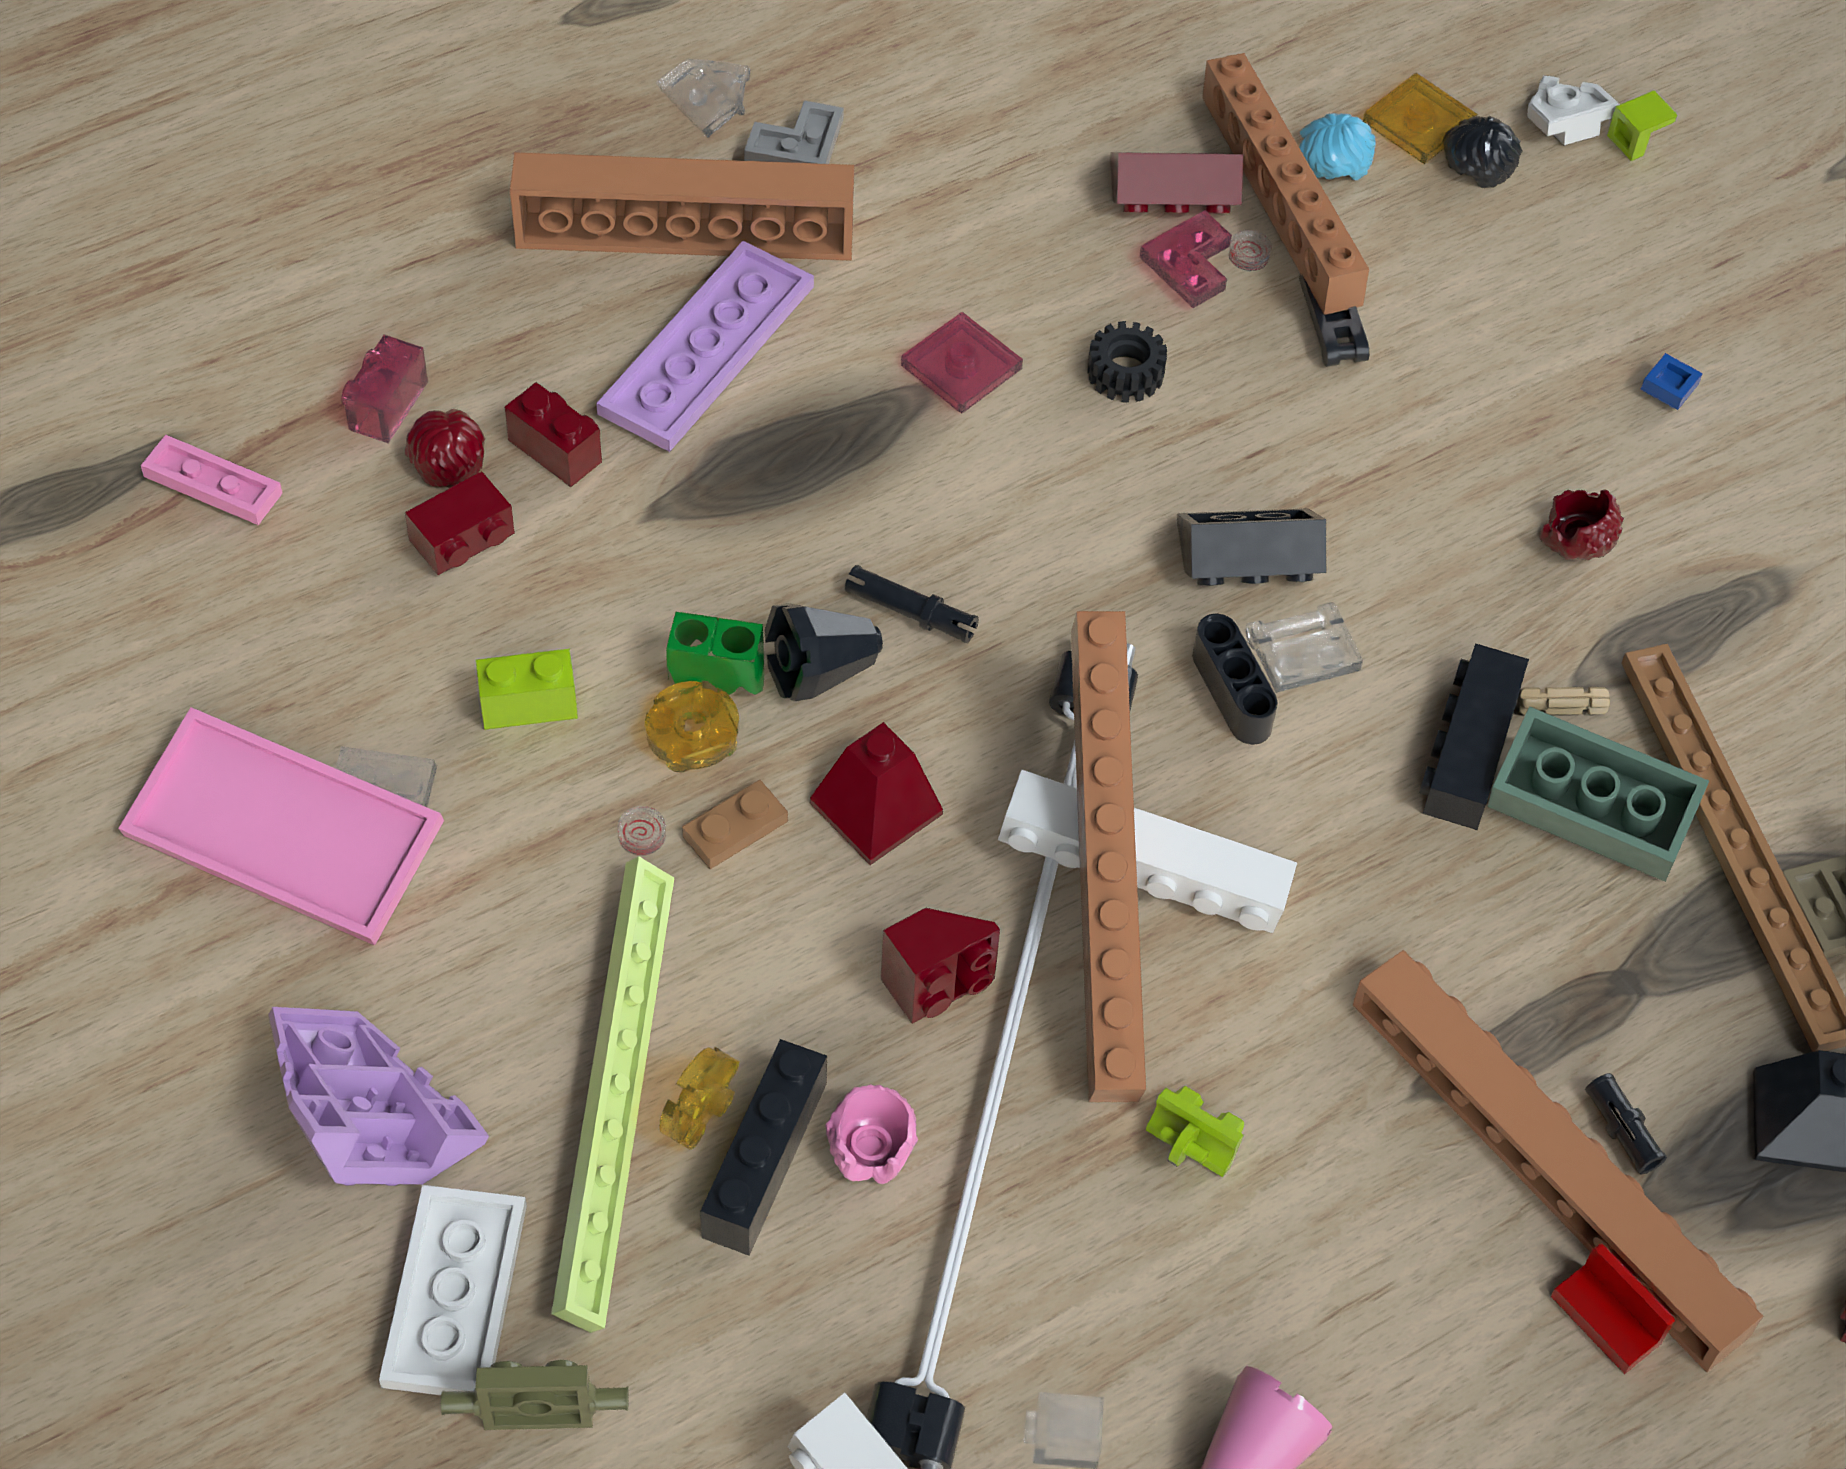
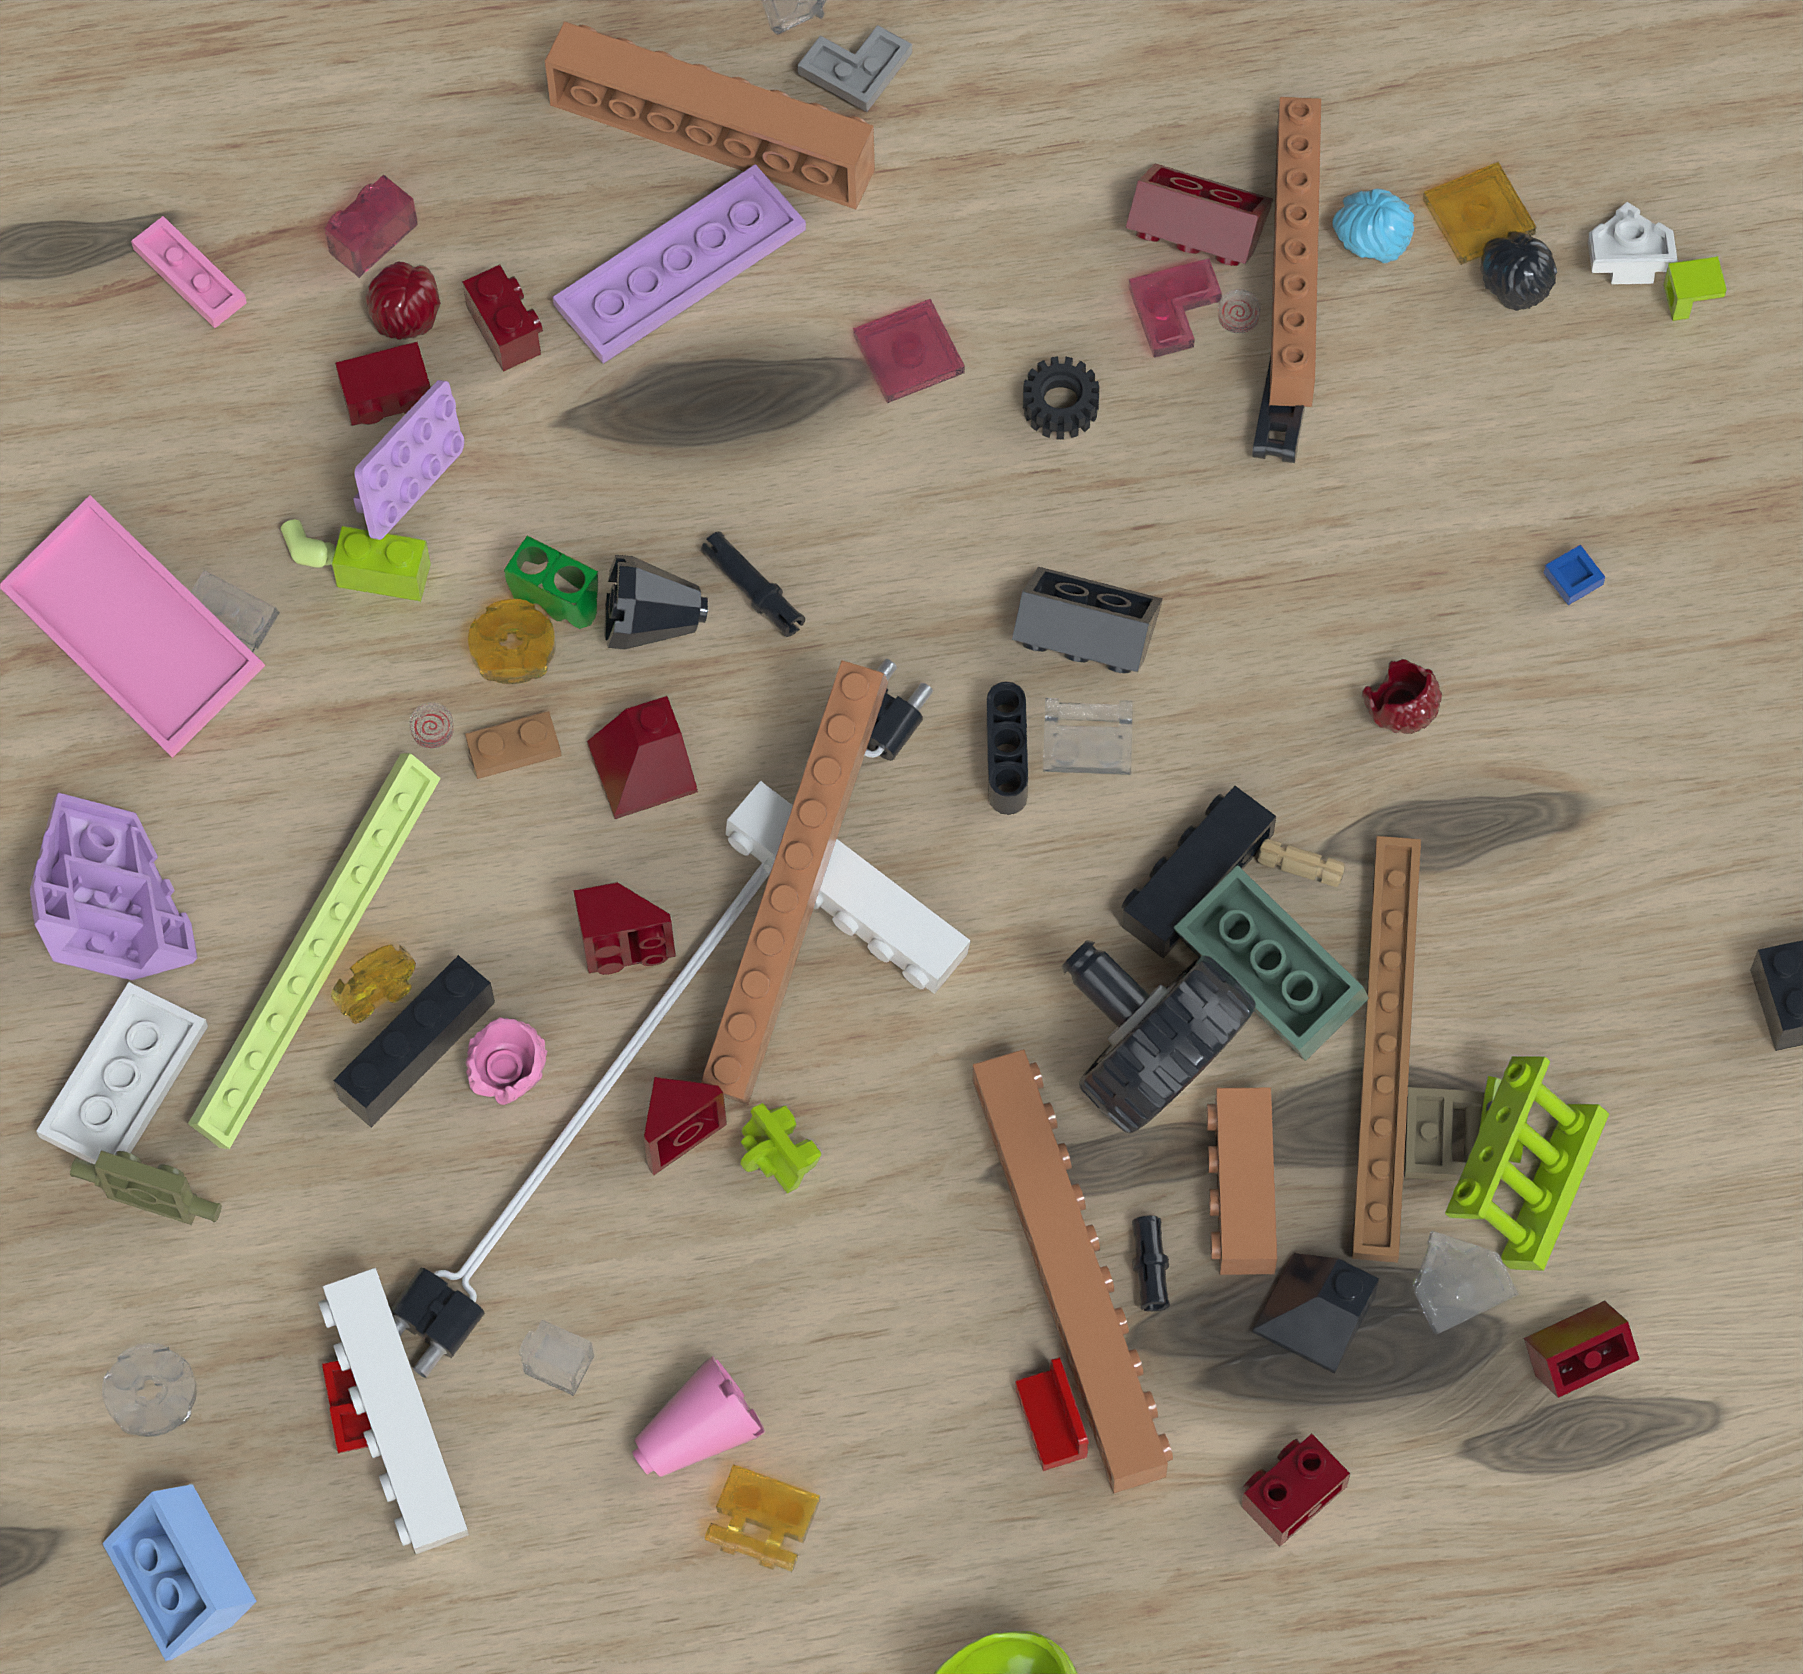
camera: 25 degrees right, 10 degrees up
(439, 701) = (306, 550): none -> yellowish green arm
(520, 580) = (408, 460): none -> lavender bracket
(1086, 1128) = (680, 1119): none -> dark red slope
(1542, 892) = (1159, 1036): none -> black wheel
(1676, 1012) = (1244, 1181): none -> nougat brick

